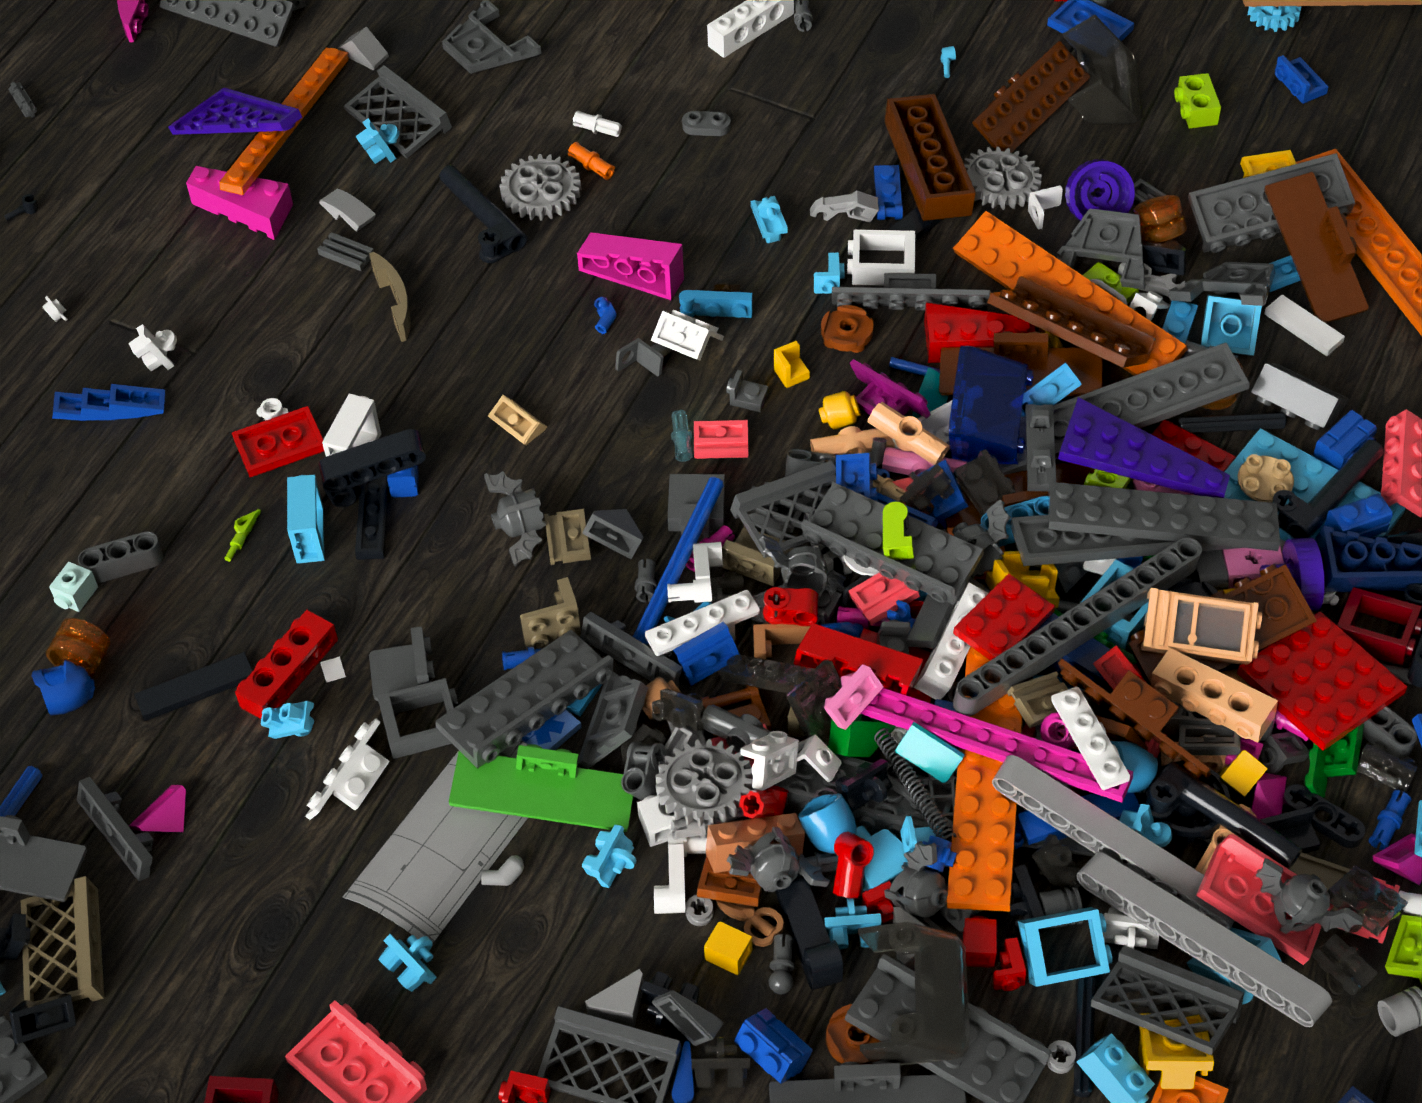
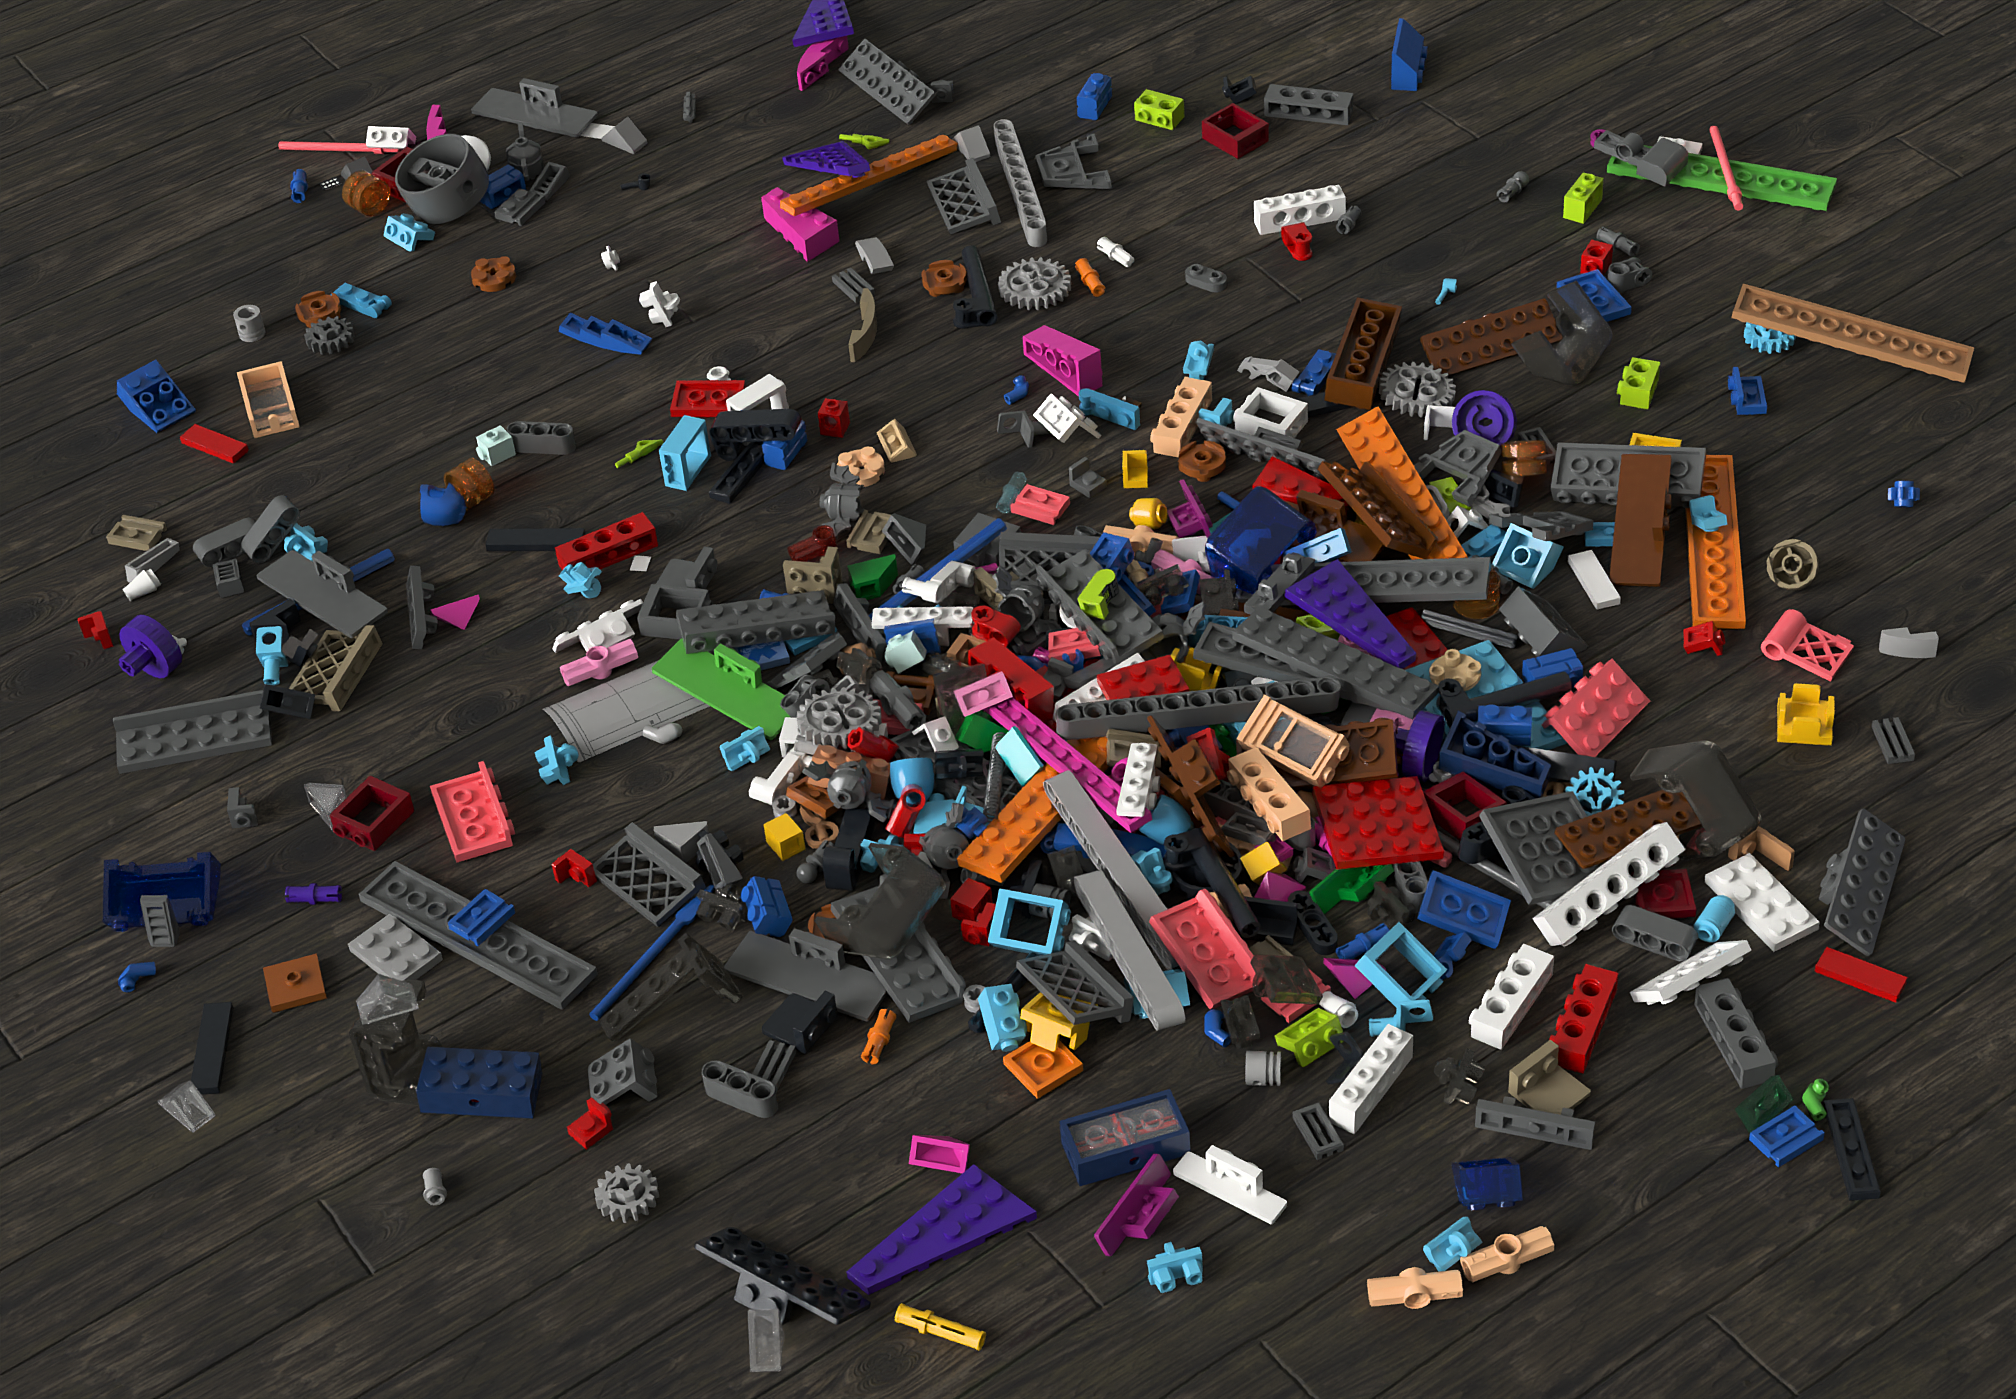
camera: 30 degrees right, 10 degrees down
(249, 79) = (869, 141): none -> lime hand
(364, 826) = (599, 662): none -> bright pink piece
(387, 135) = (933, 211): medium azure hips -> none
(436, 416) = (833, 418): none -> red brick
(442, 221) = (953, 282): none -> dark orange plate
(447, 77) = (1020, 183): none -> light grey beam
(497, 451) = (867, 458): none -> light nougat plate
(517, 579) = (814, 546): none -> clear red piece
(604, 592) = (872, 577): none -> green slope
(710, 670) = (904, 651): none -> light aqua brick
(770, 52) = (1297, 240): none -> red piece
(773, 758) = (895, 716): white bracket -> none
(796, 288) = (1180, 419): none -> light nougat brick
(896, 425) = (1179, 540): light nougat piece -> none
(1304, 900) = (1229, 955): dark grey helmet -> none
(1313, 971) = (1213, 1029): none -> blue arm
(1368, 223) = (1705, 514): none -> medium azure bracket

